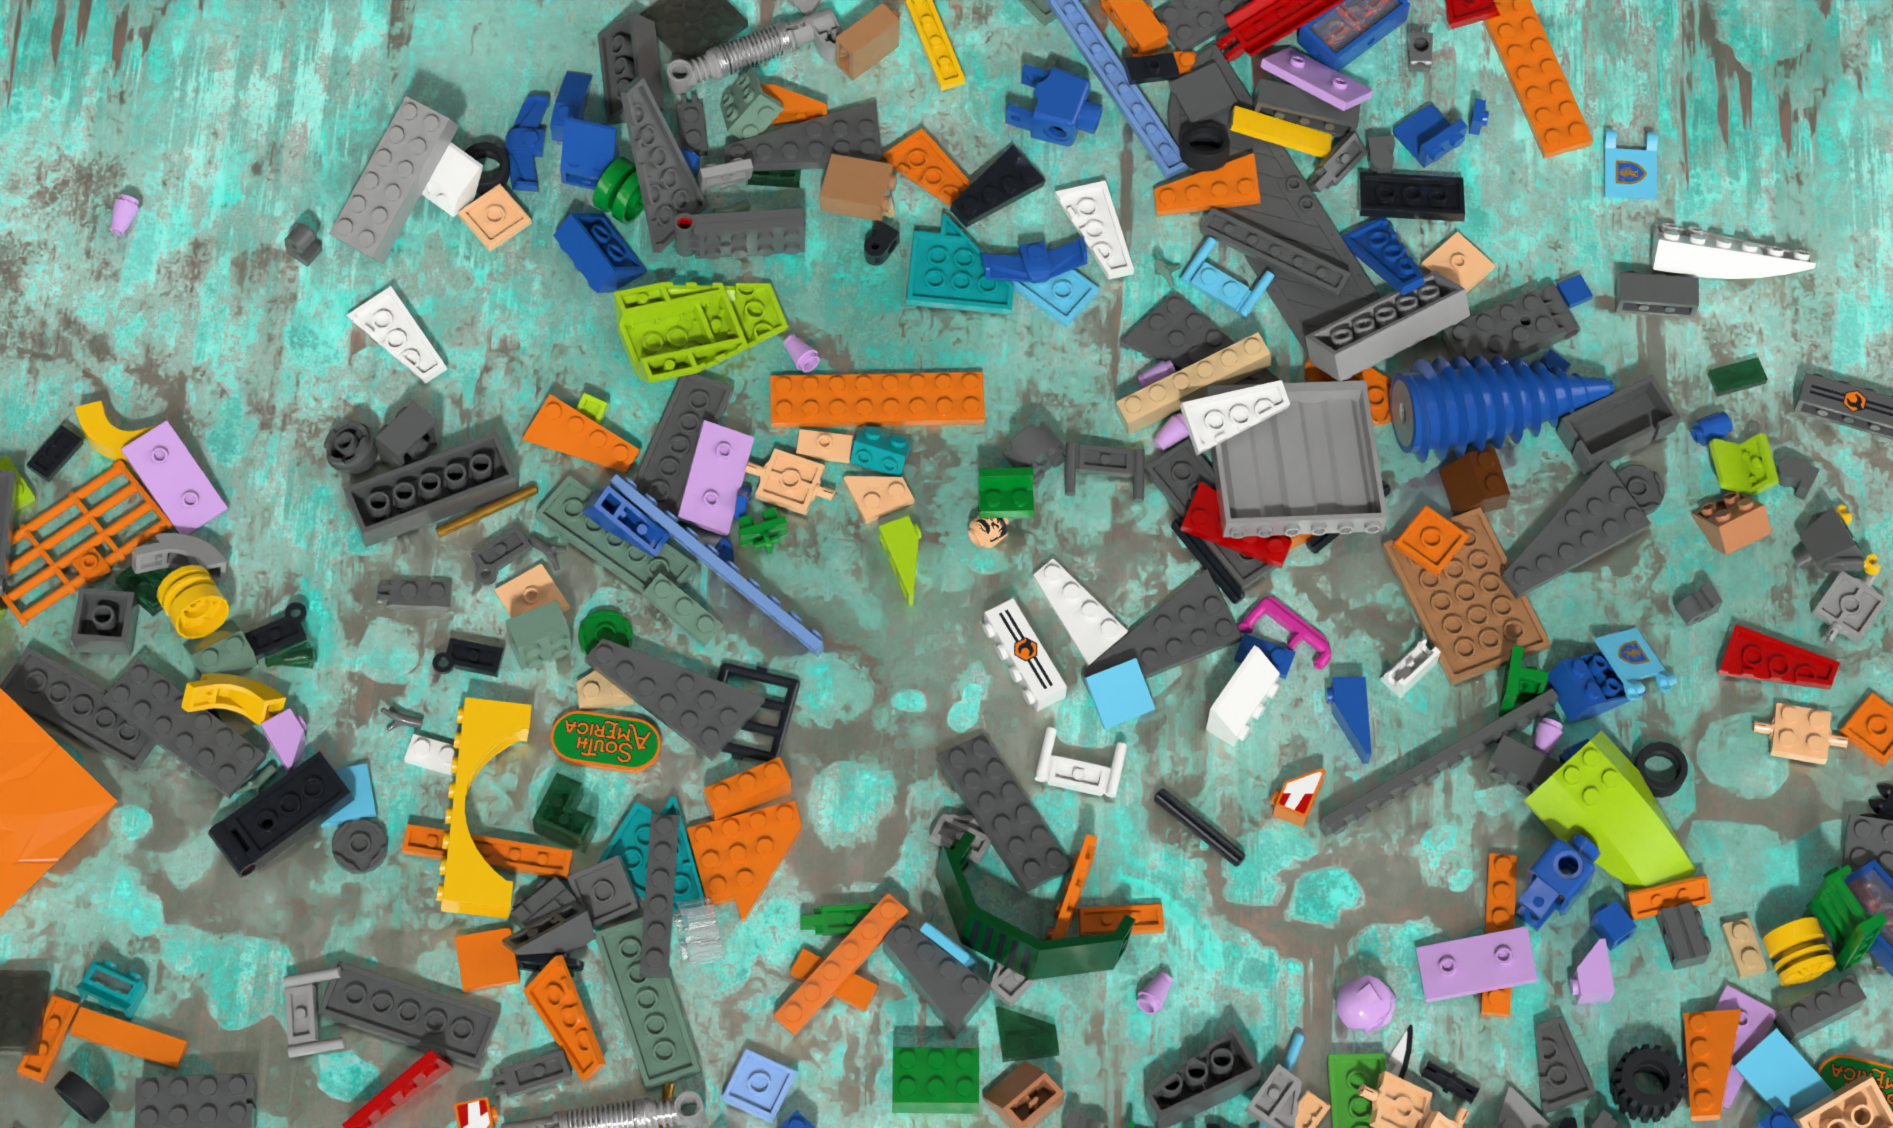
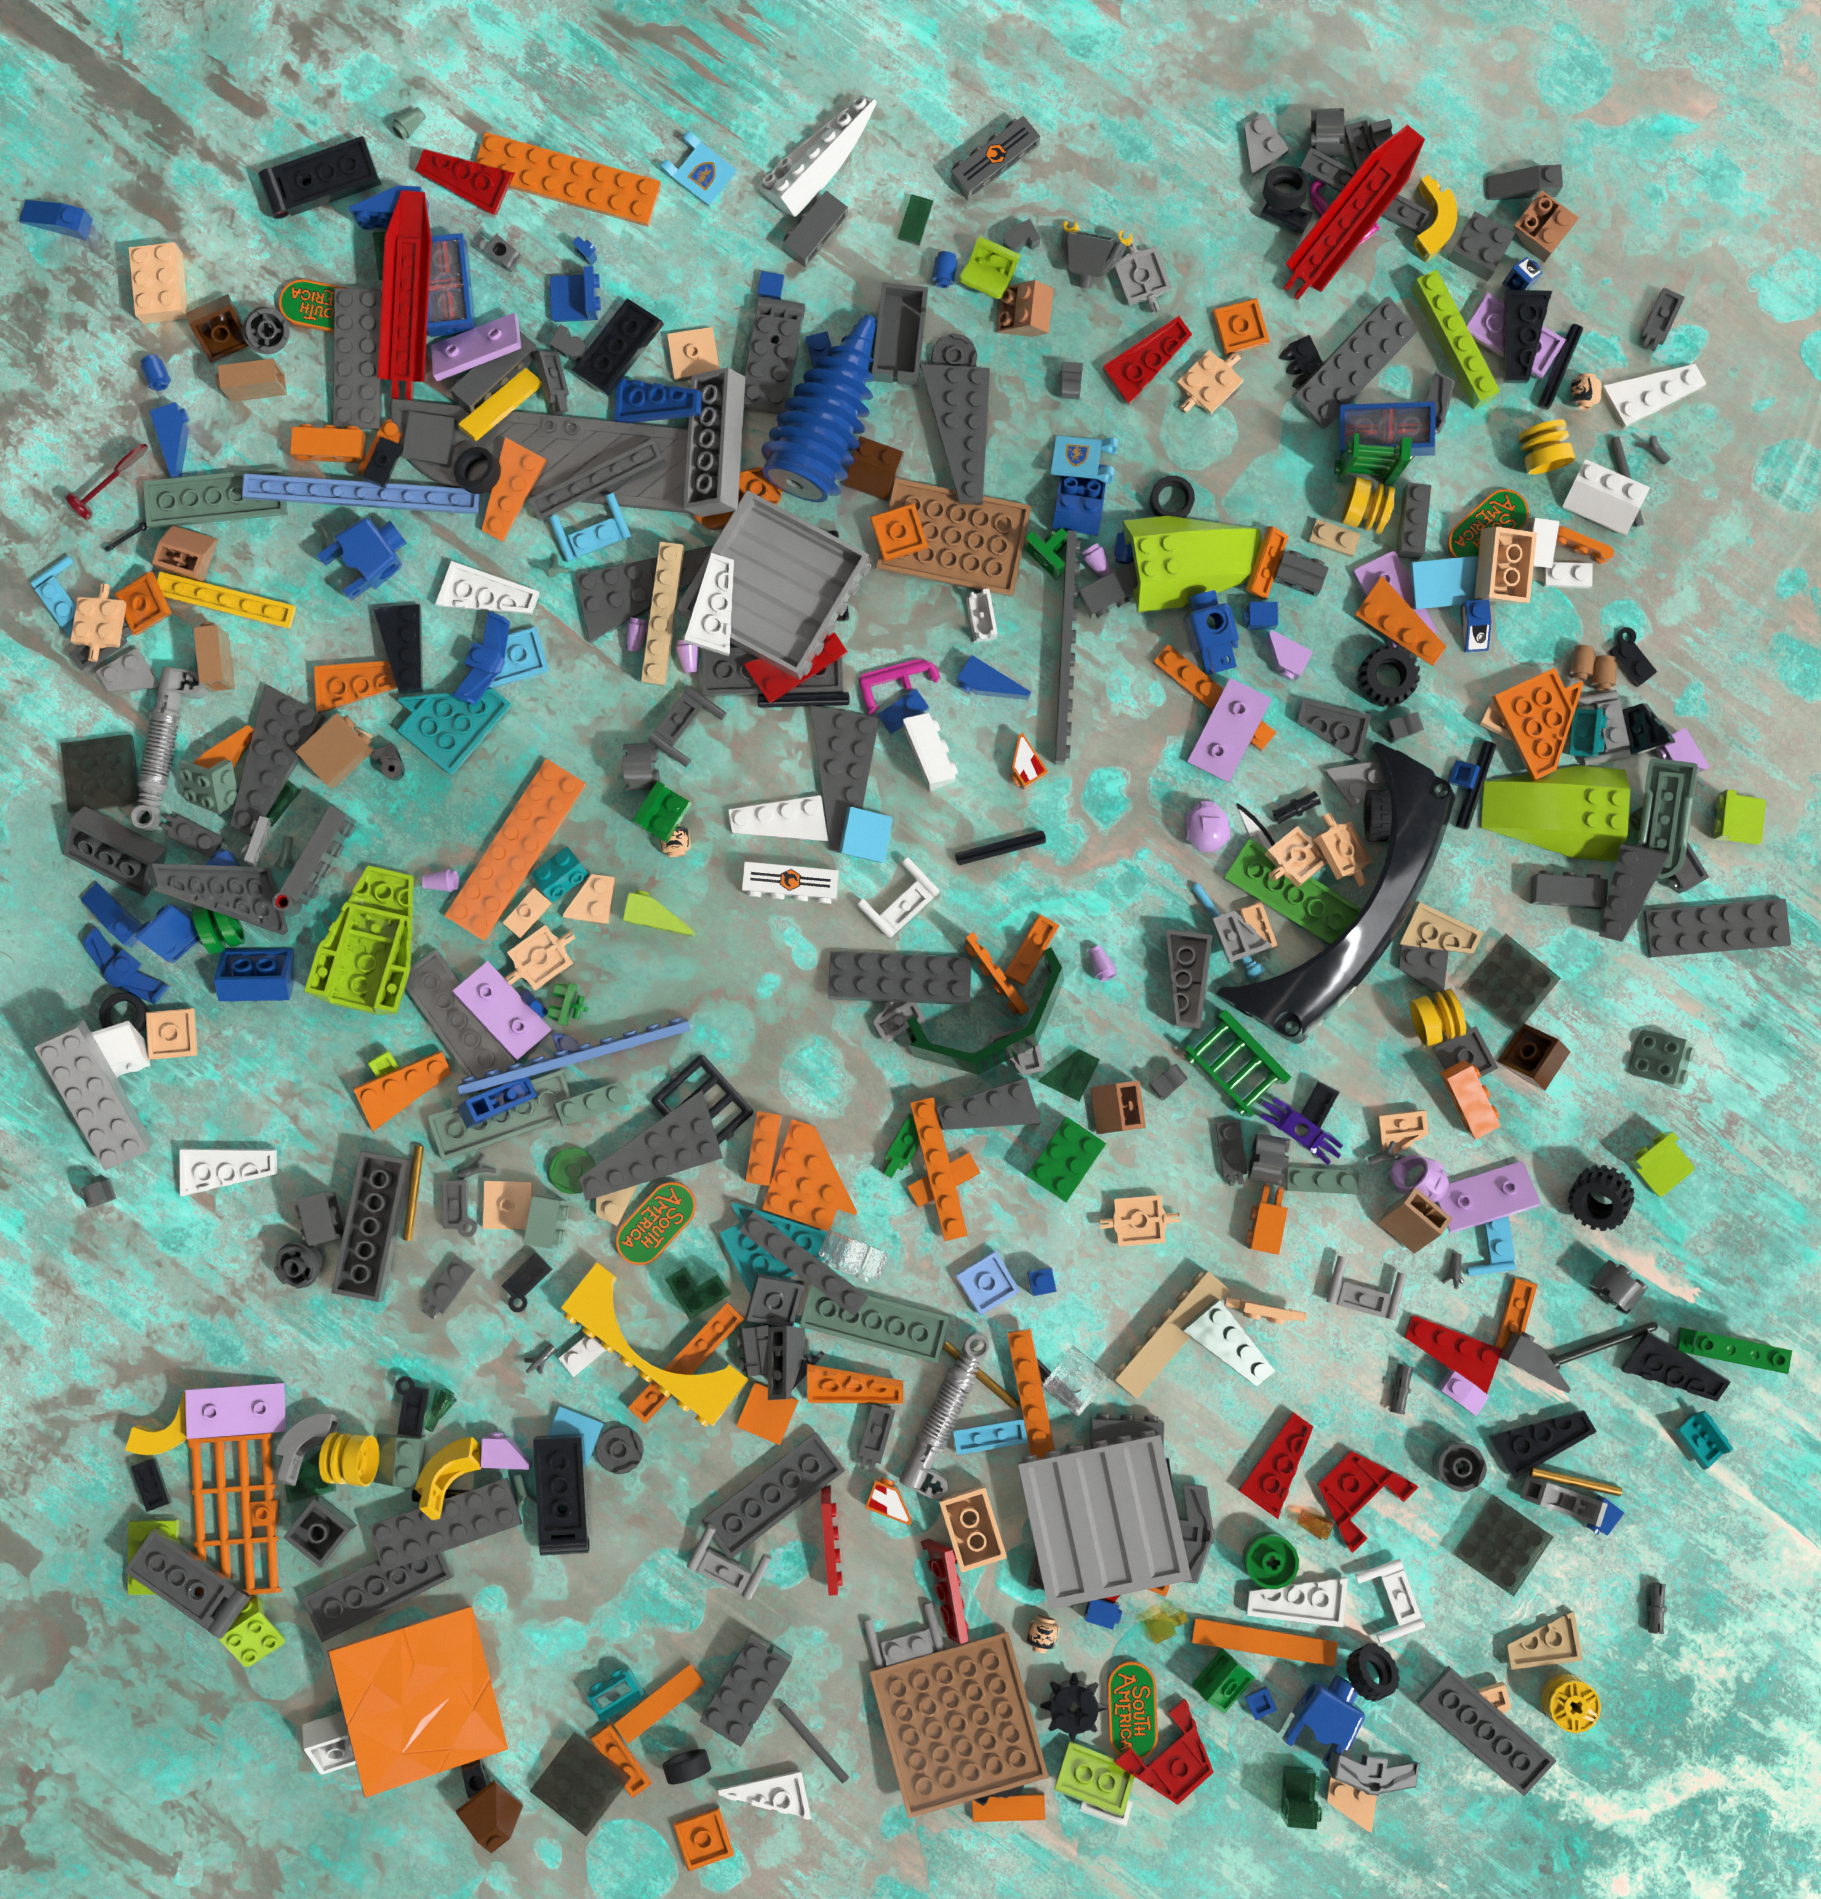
camera: 55 degrees left, 20 degrees up
(948, 946) = (978, 1086): medium azure tile -> none

